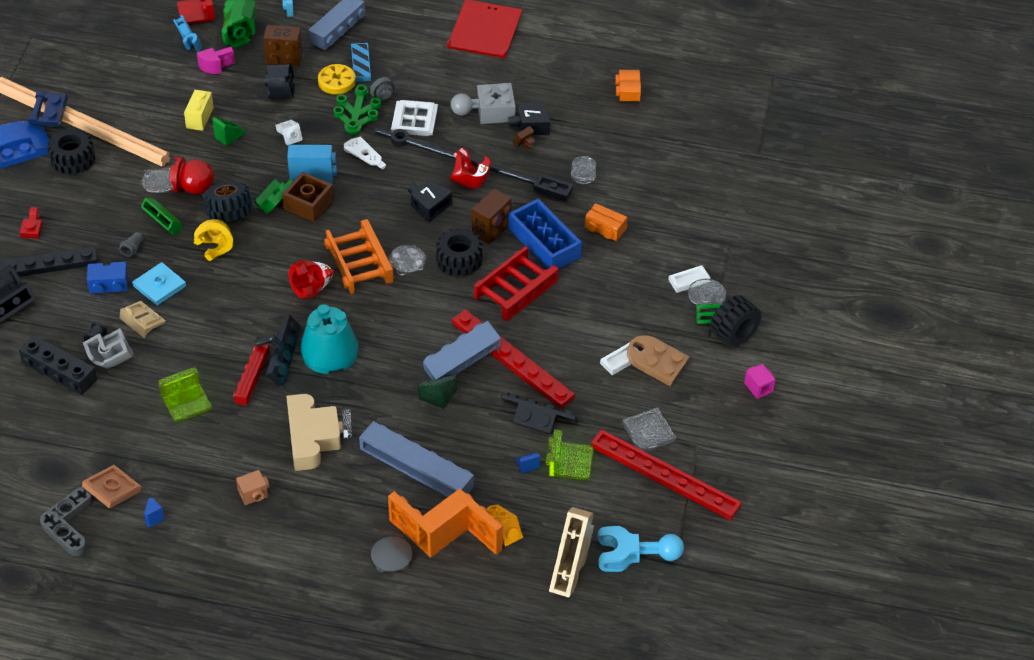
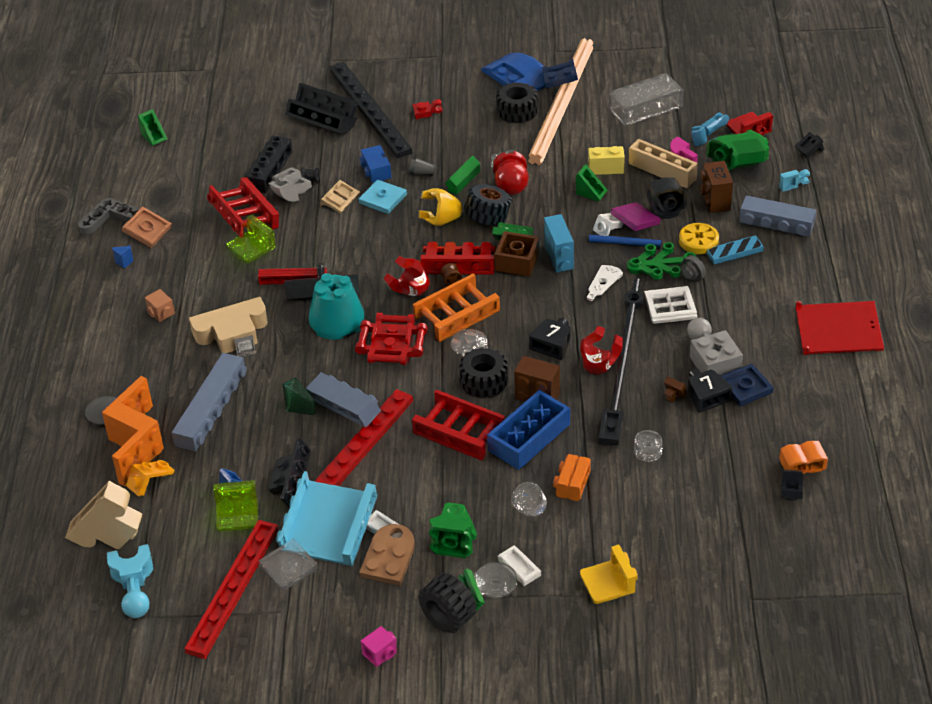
camera: 80 degrees right, 5 degrees down
(119, 63) = (645, 99): none -> clear brick
(122, 382) = (252, 197): none -> red fence
(228, 71) = (662, 163): none -> tan brick
(289, 110) = (635, 216): none -> magenta tile
(294, 245) = (466, 263): none -> red fence
(311, 251) = (450, 274): none -> reddish brown wheel
(316, 124) = (623, 240): none -> blue bar
(387, 308) = (391, 341): none -> red brick
(533, 92) = (748, 384): none -> dark blue plate
(608, 389) = (328, 520): none -> medium azure panel
(622, 255) = (529, 499): none -> clear hat
(651, 306) = (452, 532): none -> green piece
(657, 100) = (792, 485): none -> black bracket
(722, 222) = (610, 578): none -> yellow bracket

